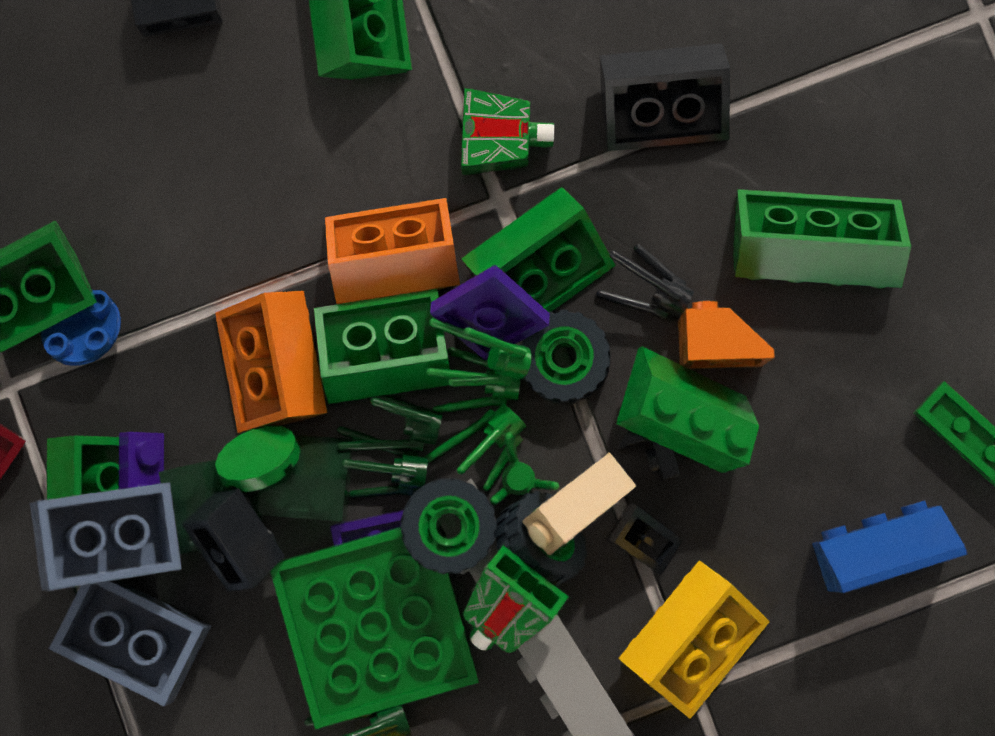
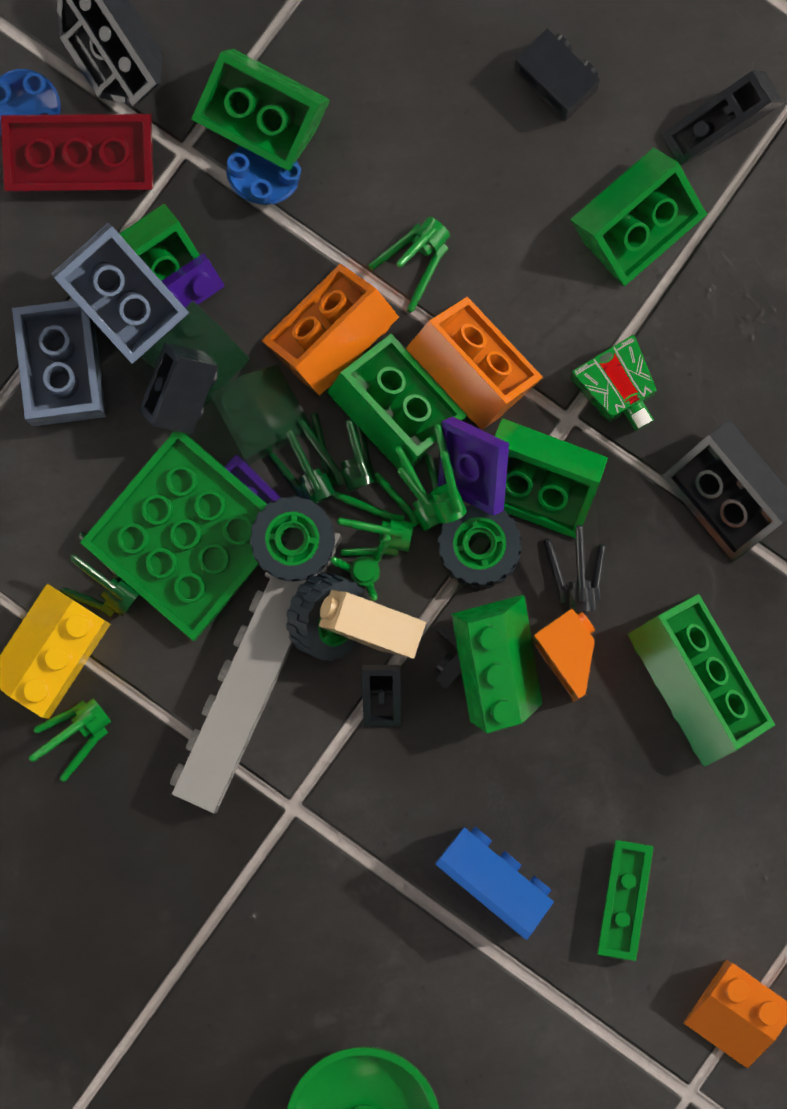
camera: 60 degrees right, 0 degrees up
(247, 218) = (426, 239): none -> green plant
(257, 458) = (250, 366): green tile -> none
(510, 603) = (265, 620): green torso -> none
(694, 639) = (330, 782): yellow slope -> none

